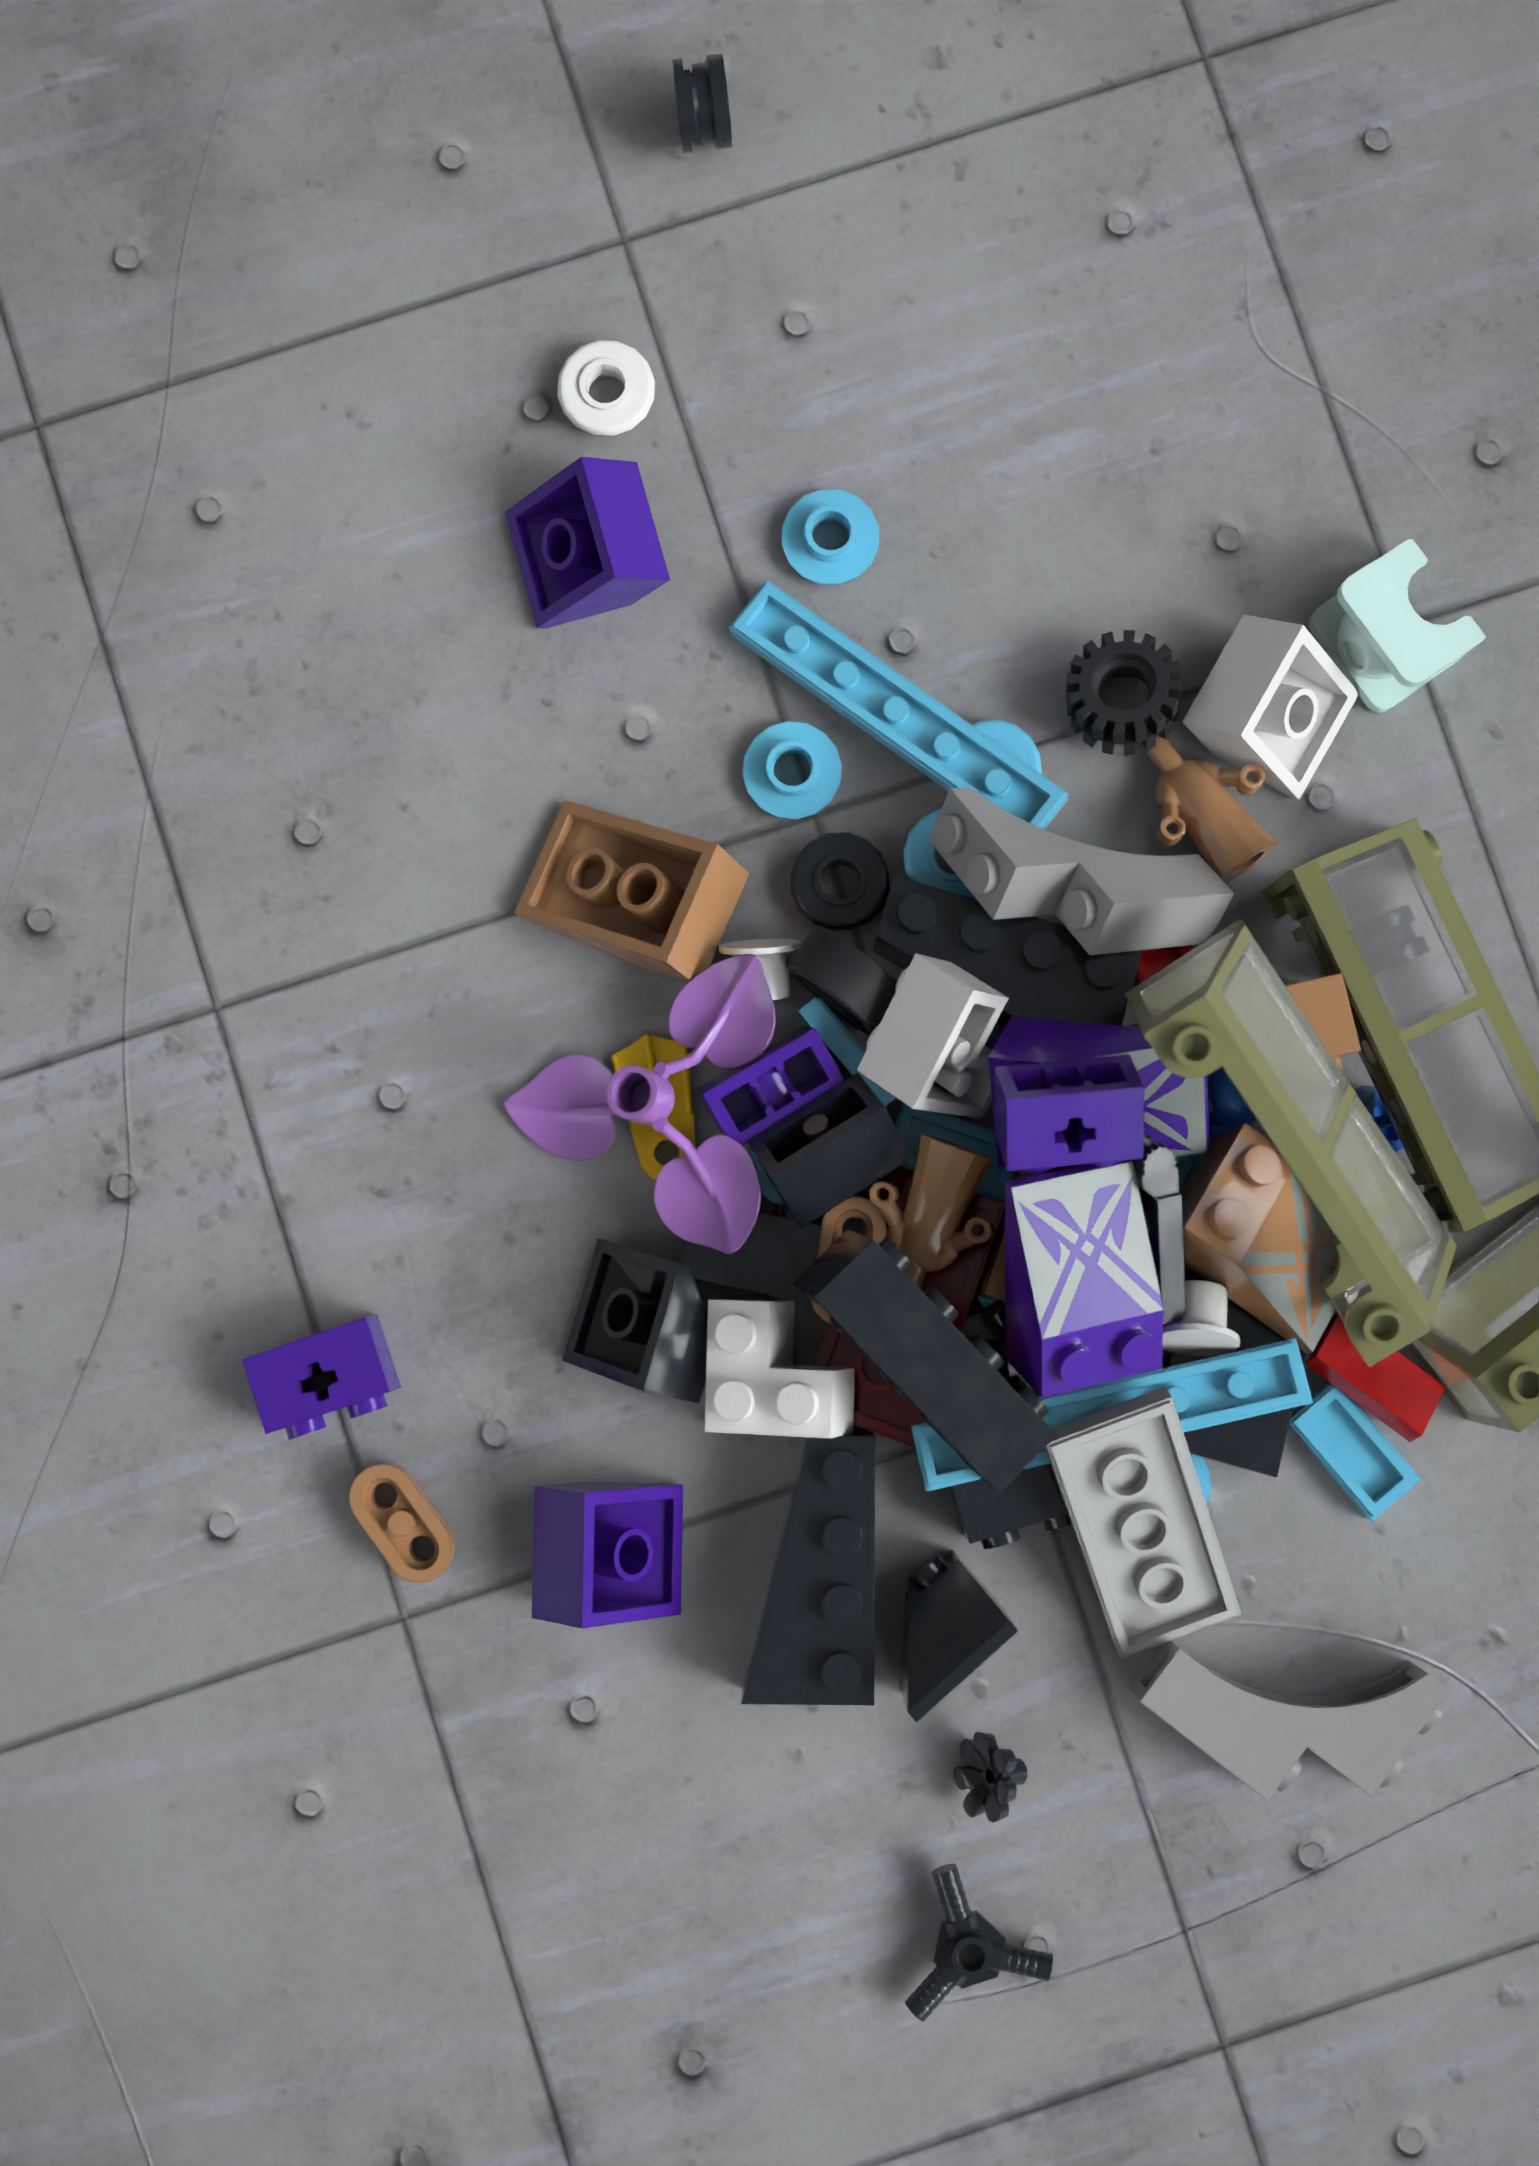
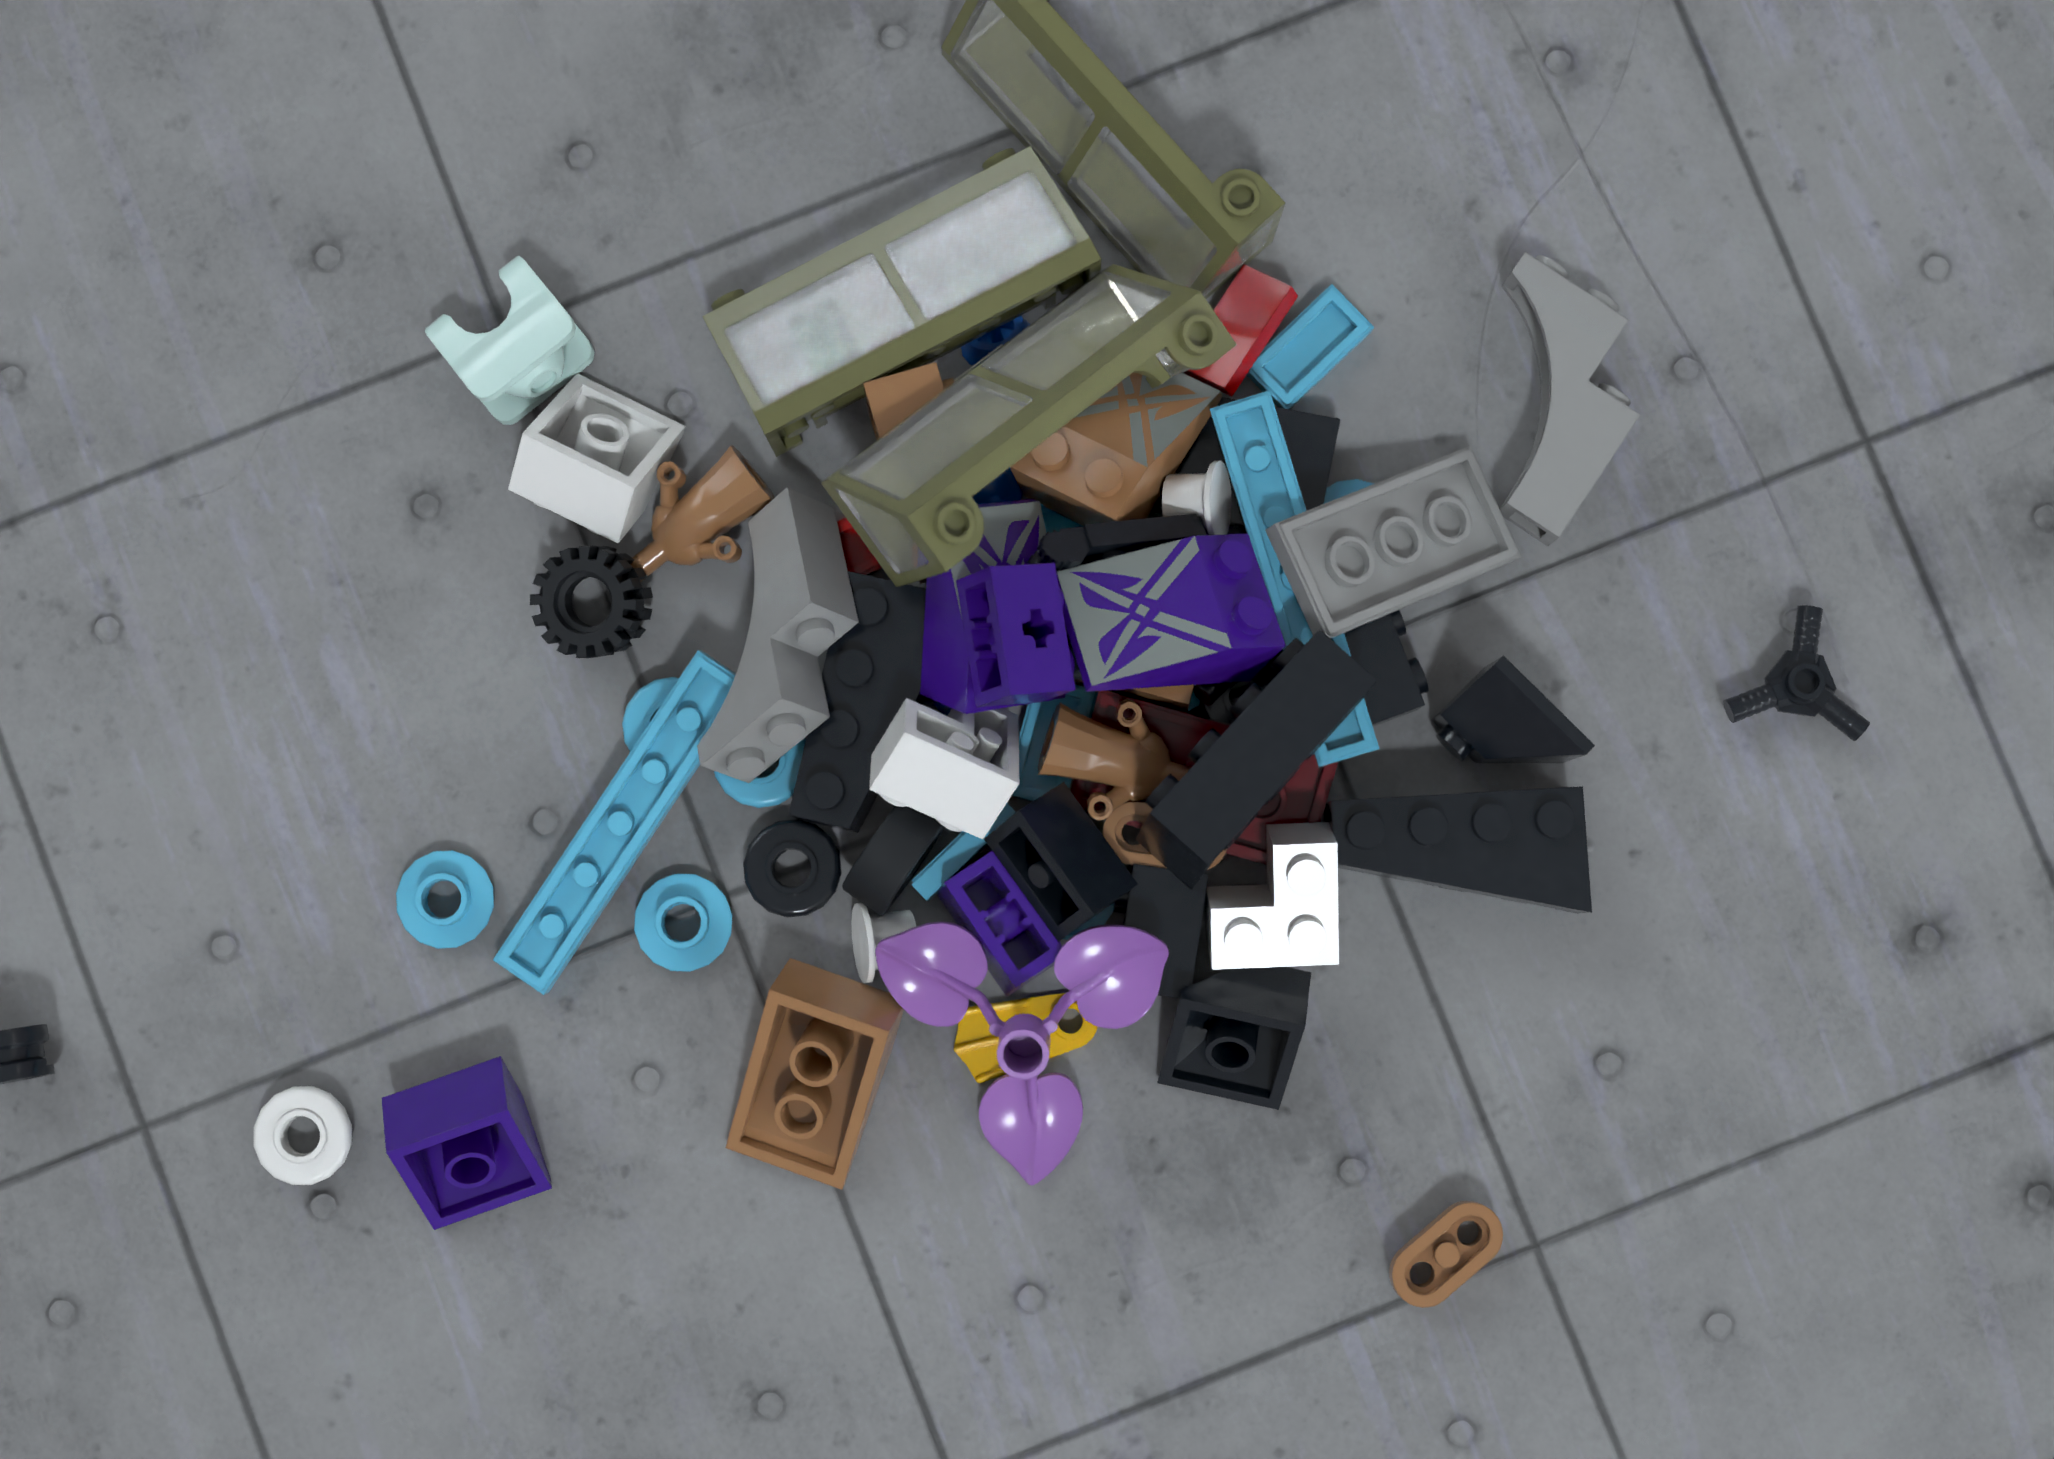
camera: 95 degrees left, 0 degrees up
(284, 1374) = (1321, 1381): dark purple brick -> none
(607, 1552) = (1459, 1052): dark purple slope -> none
(989, 1776) = (1639, 673): black plant -> none

